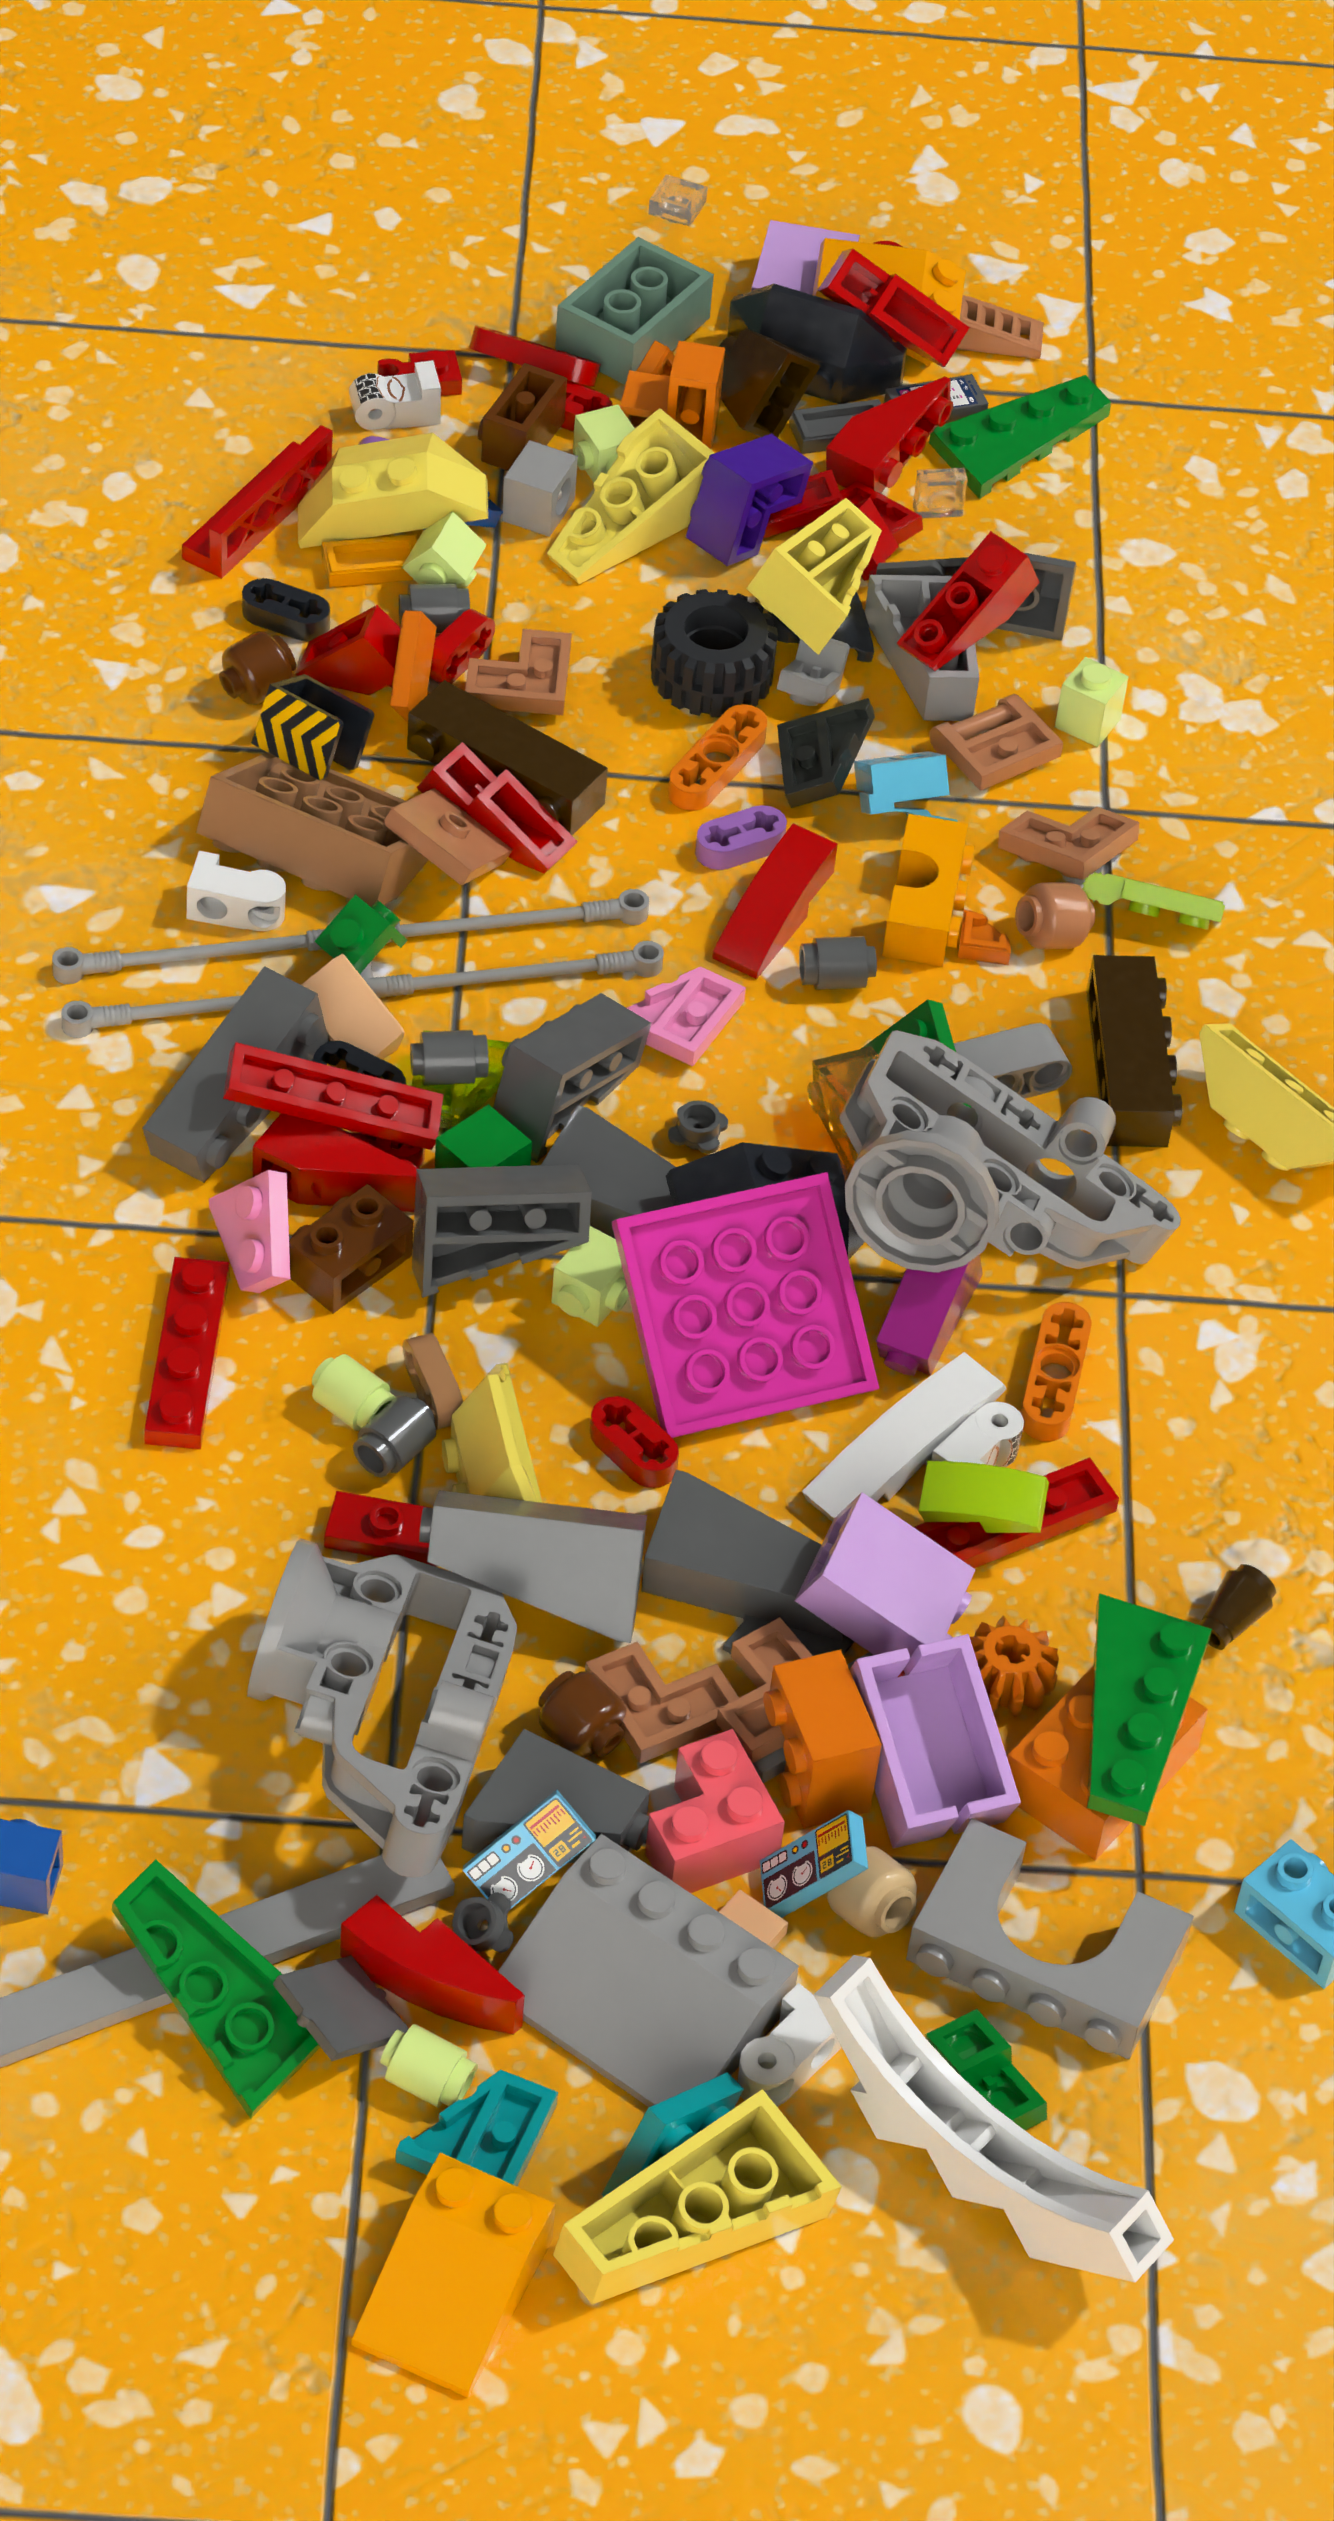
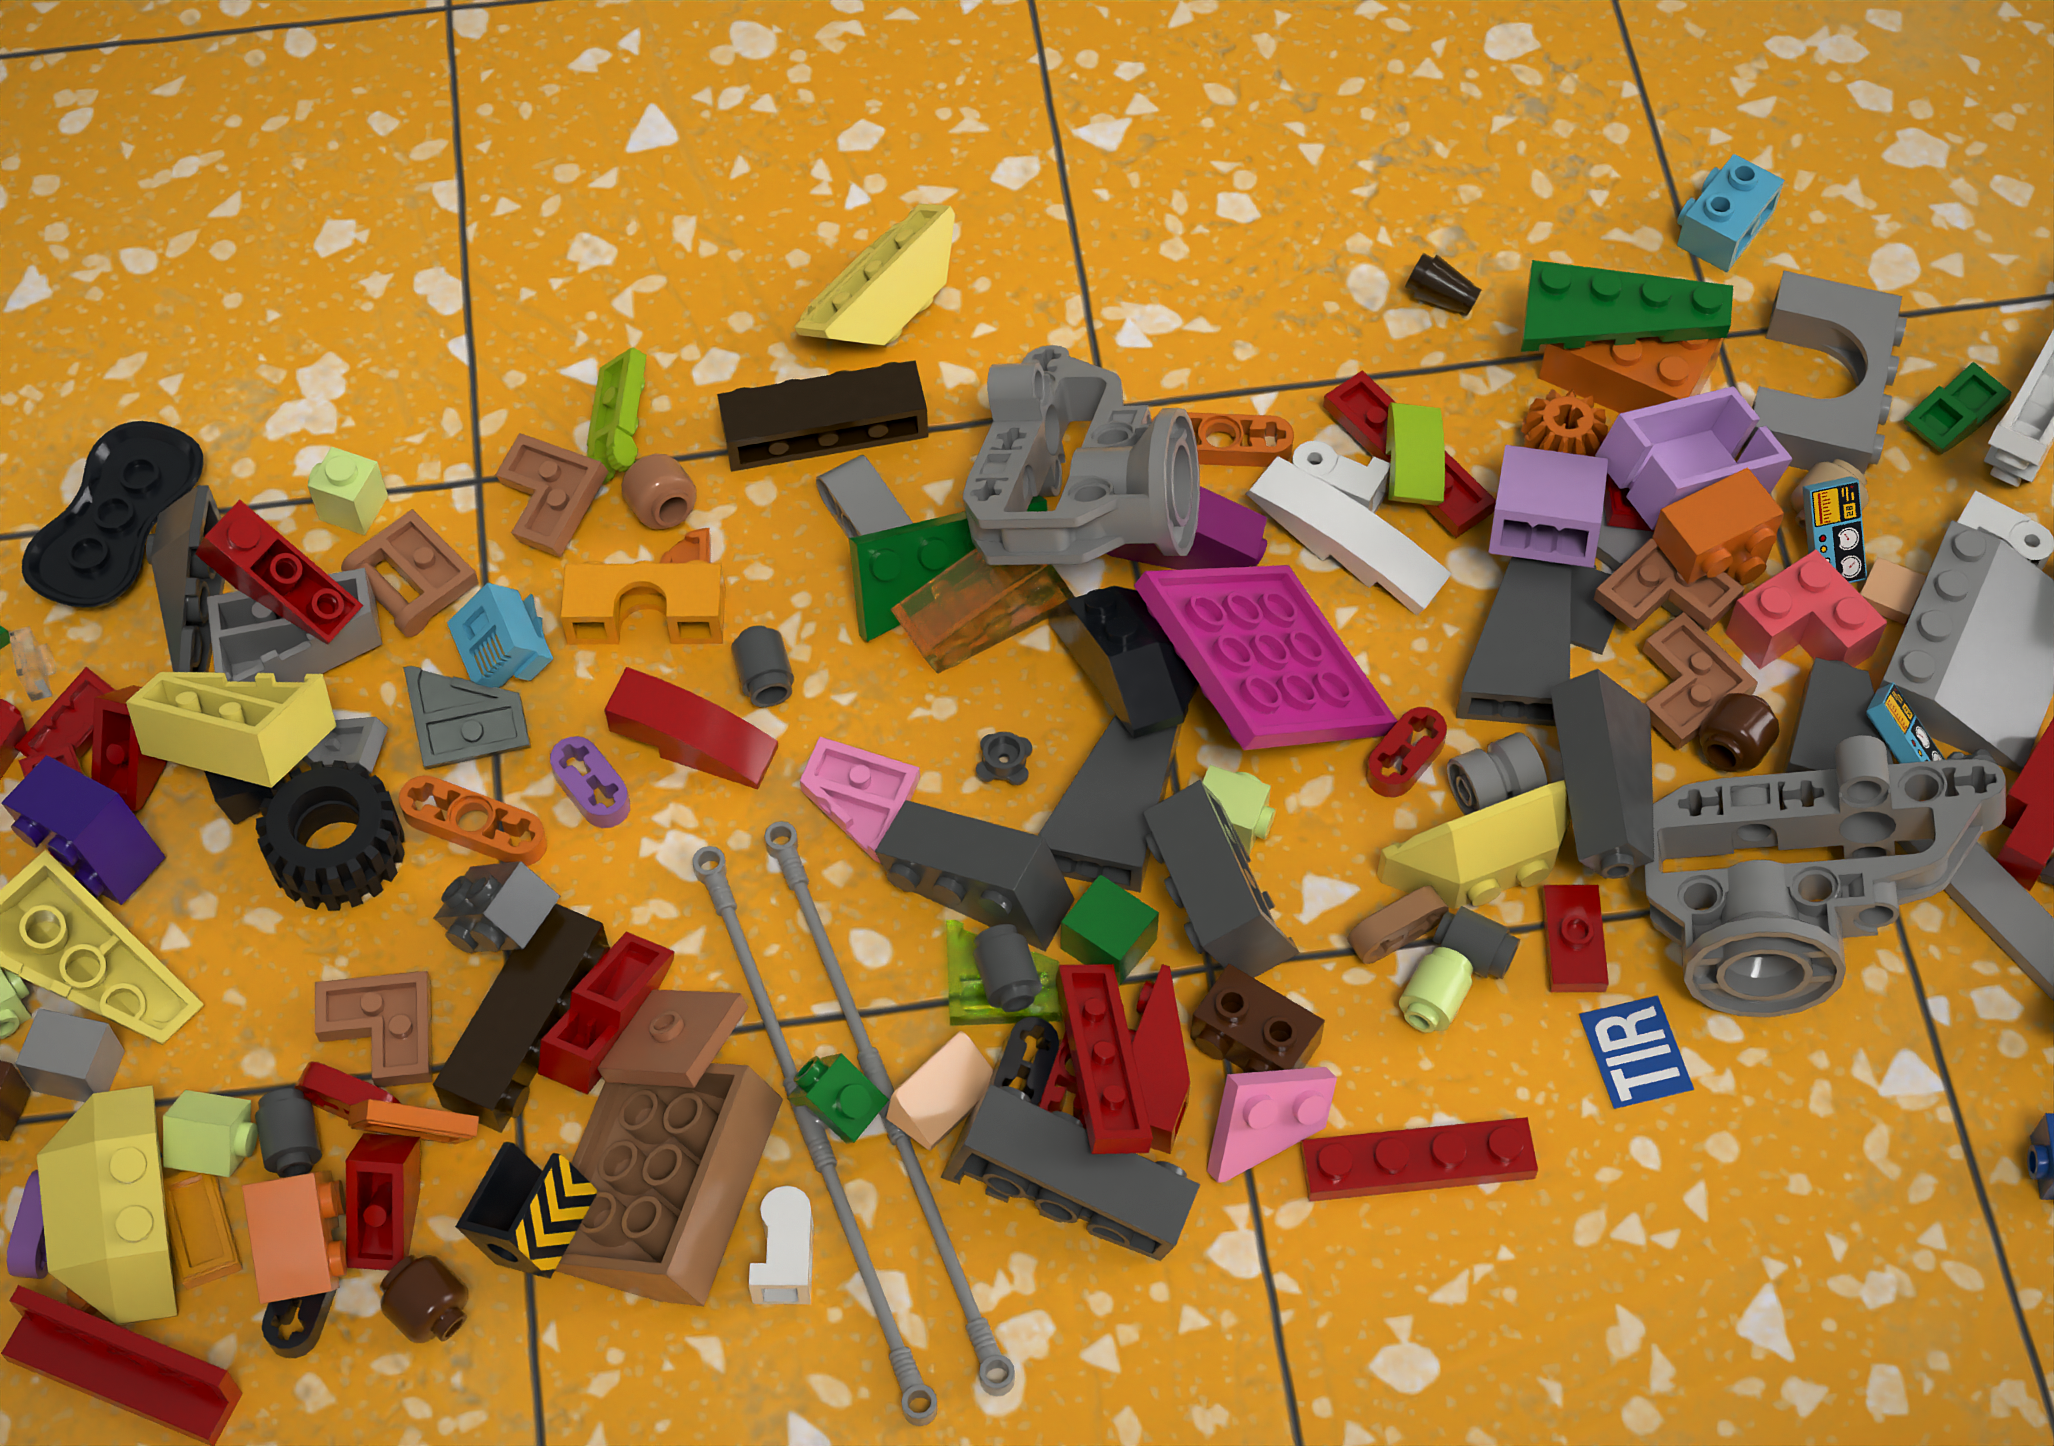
camera: 95 degrees left, 10 degrees up
(245, 1554) = (1636, 1052): none -> blue sticker
(328, 574) = (293, 1235): none -> orange brick
(574, 1474) = (1500, 774): none -> light grey wheel
(604, 731) = (495, 907): none -> dark grey brick
(1125, 570) = (99, 540): none -> black plate

